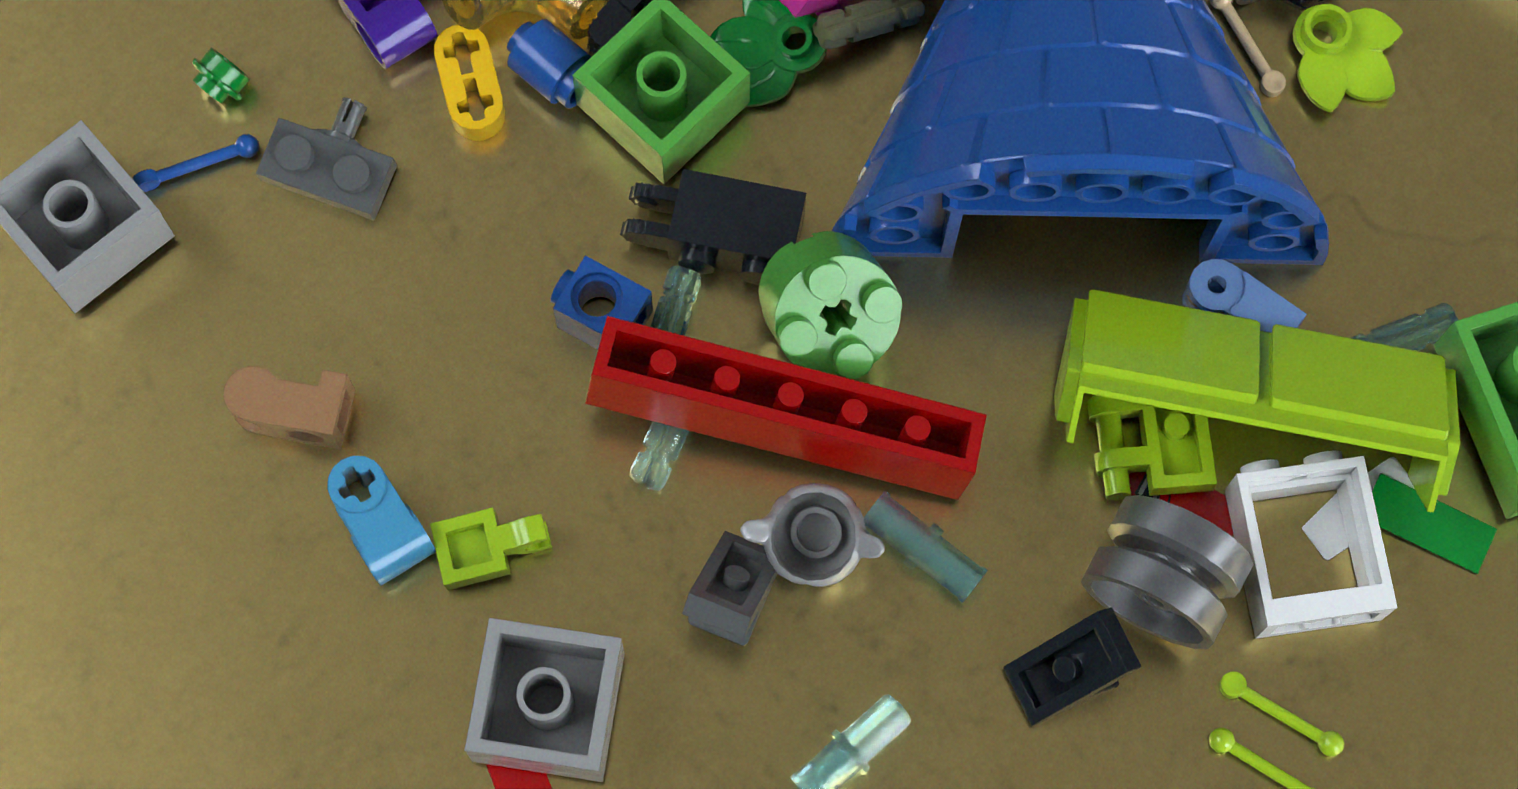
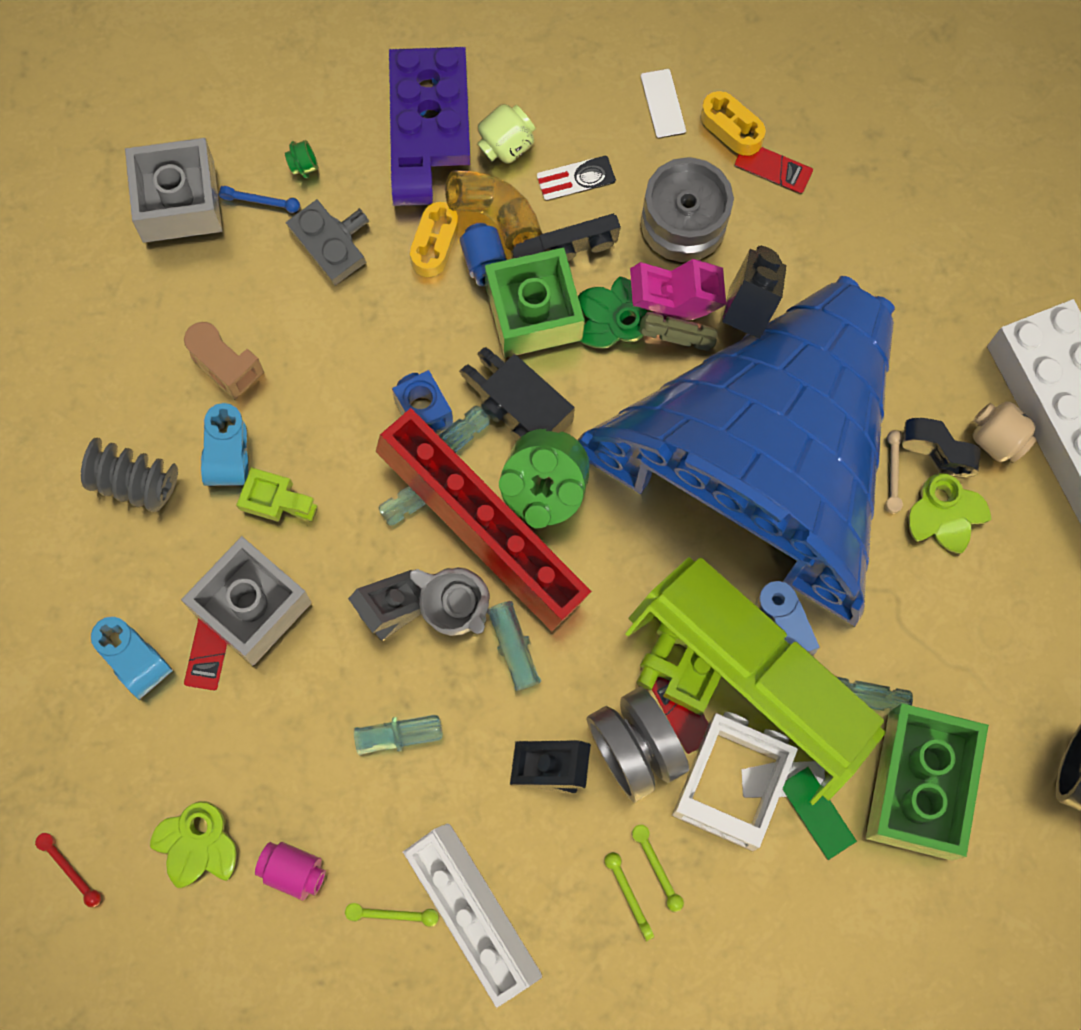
camera: 30 degrees right, 0 degrees up
(270, 635) = (126, 478): none -> dark grey piece

